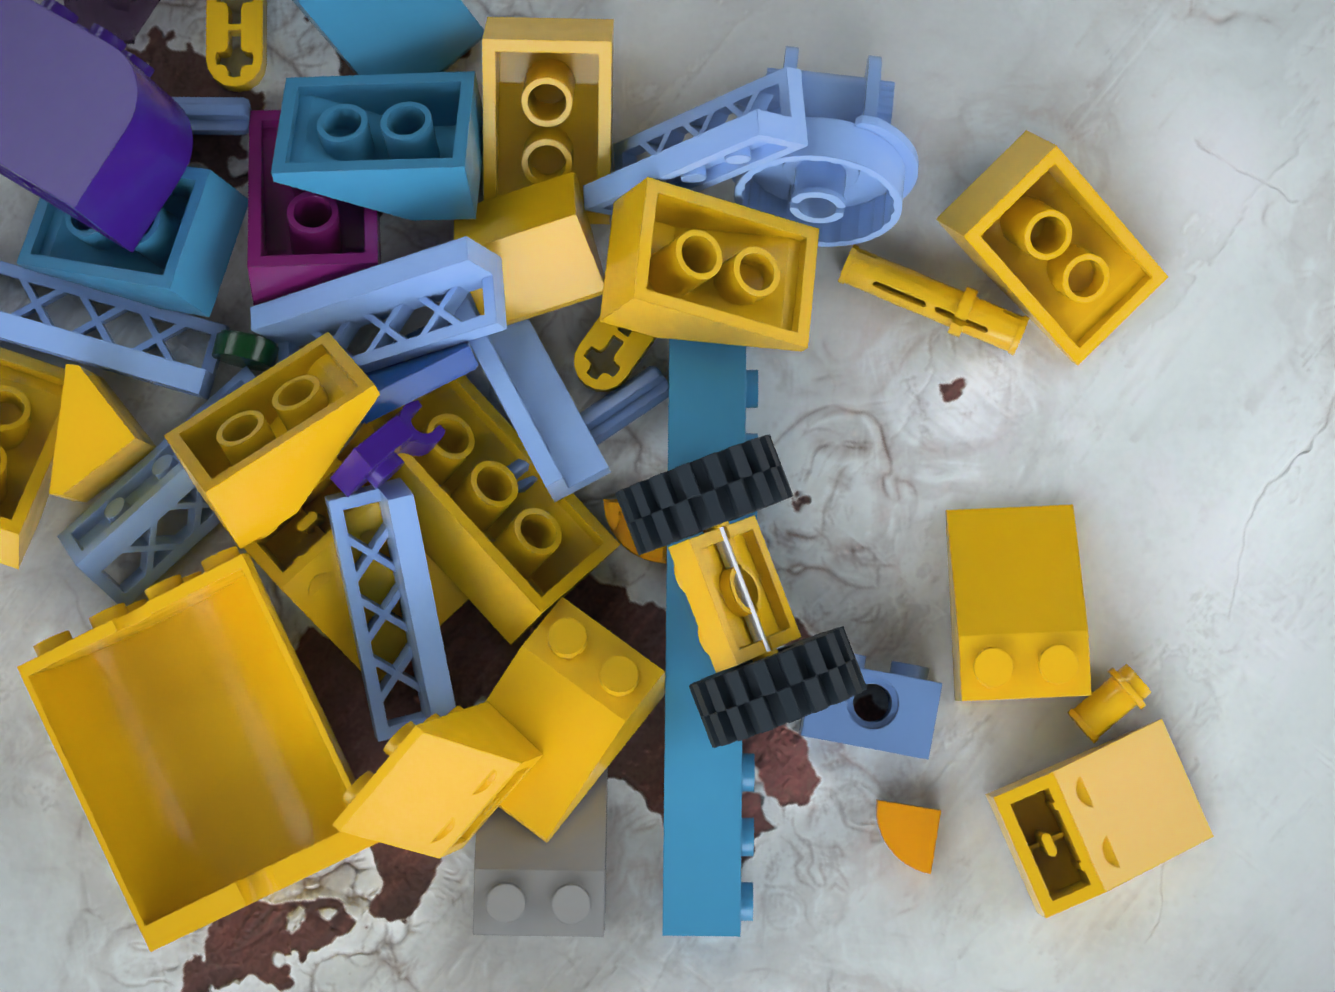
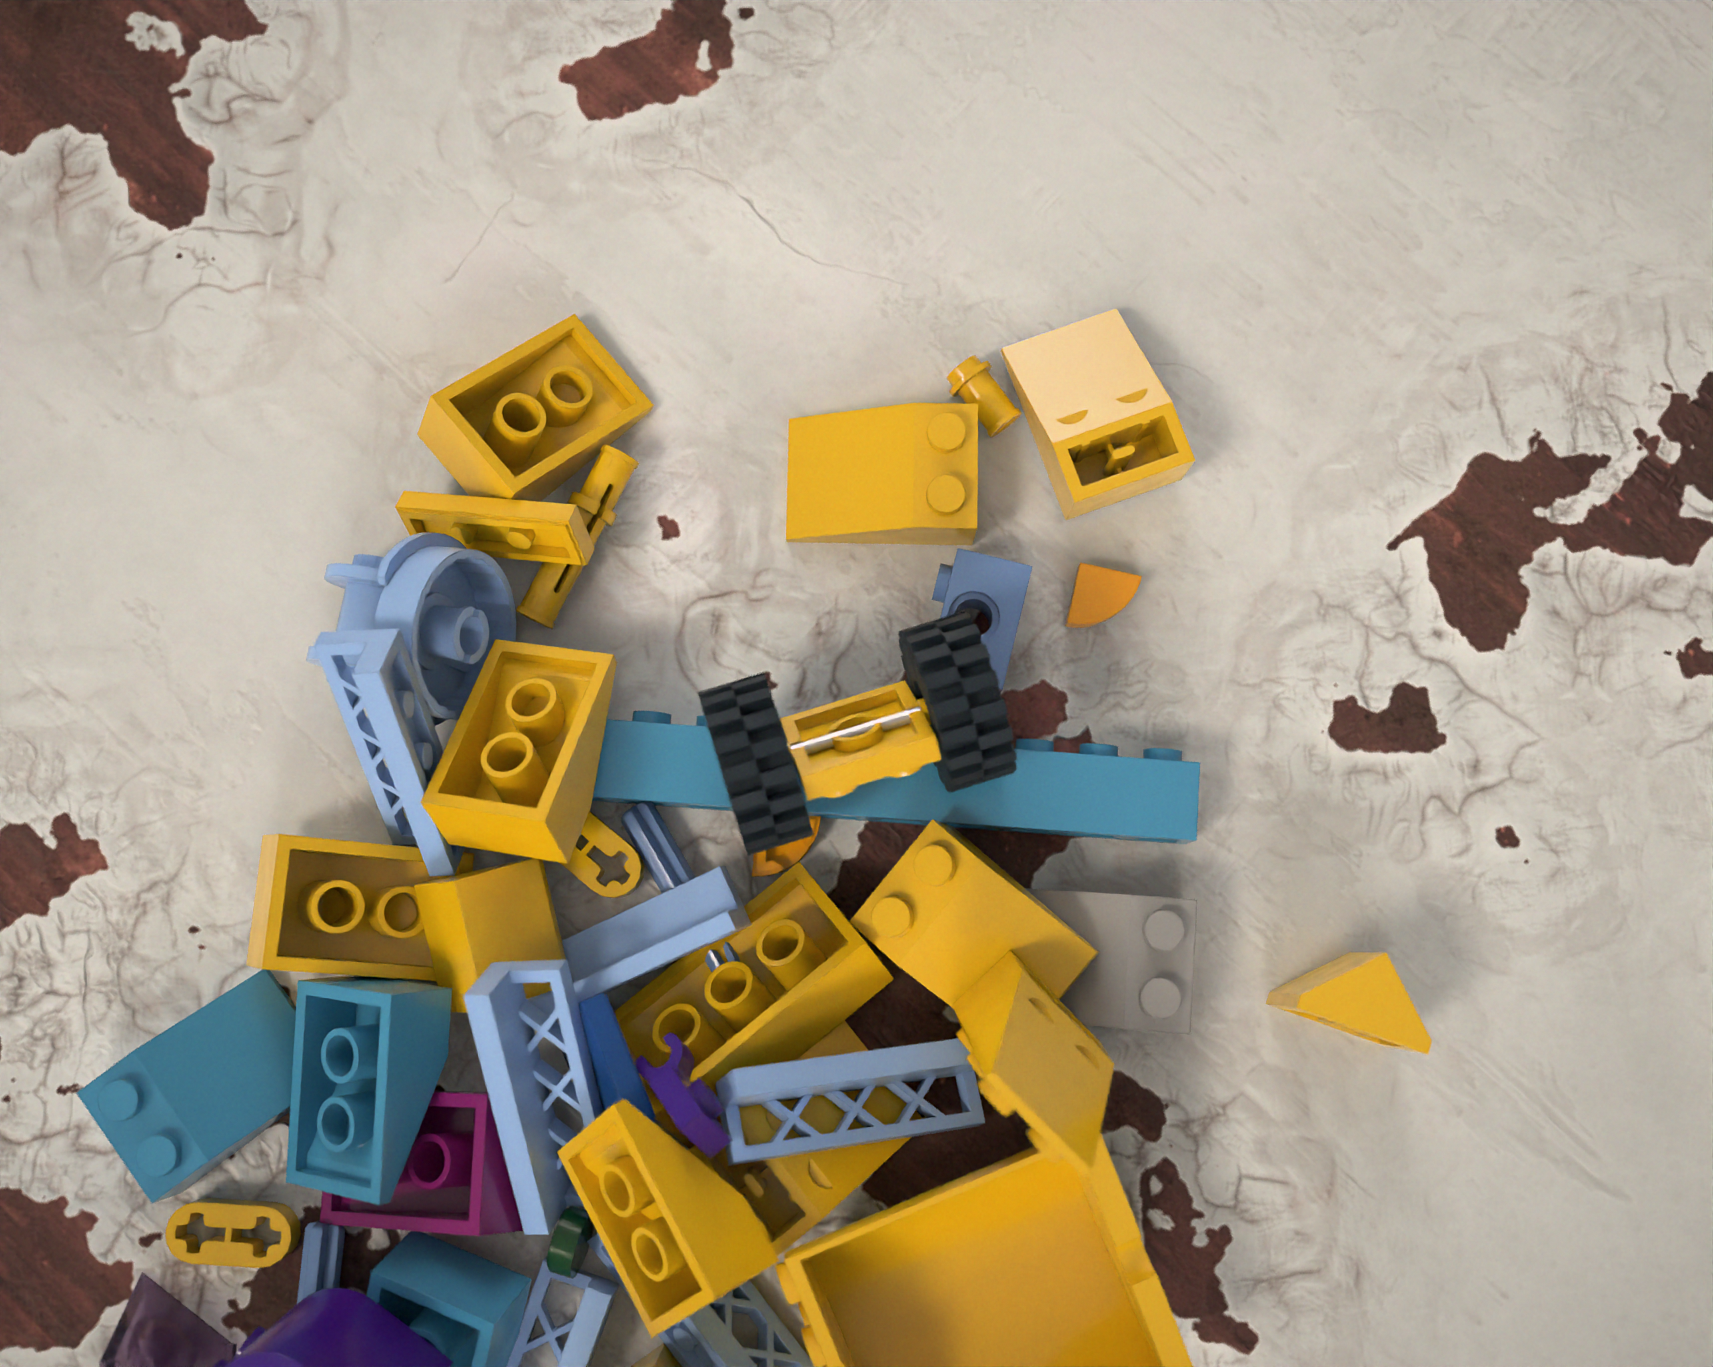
camera: 90 degrees left, 5 degrees down
(933, 221) = (501, 526): none -> yellow tile

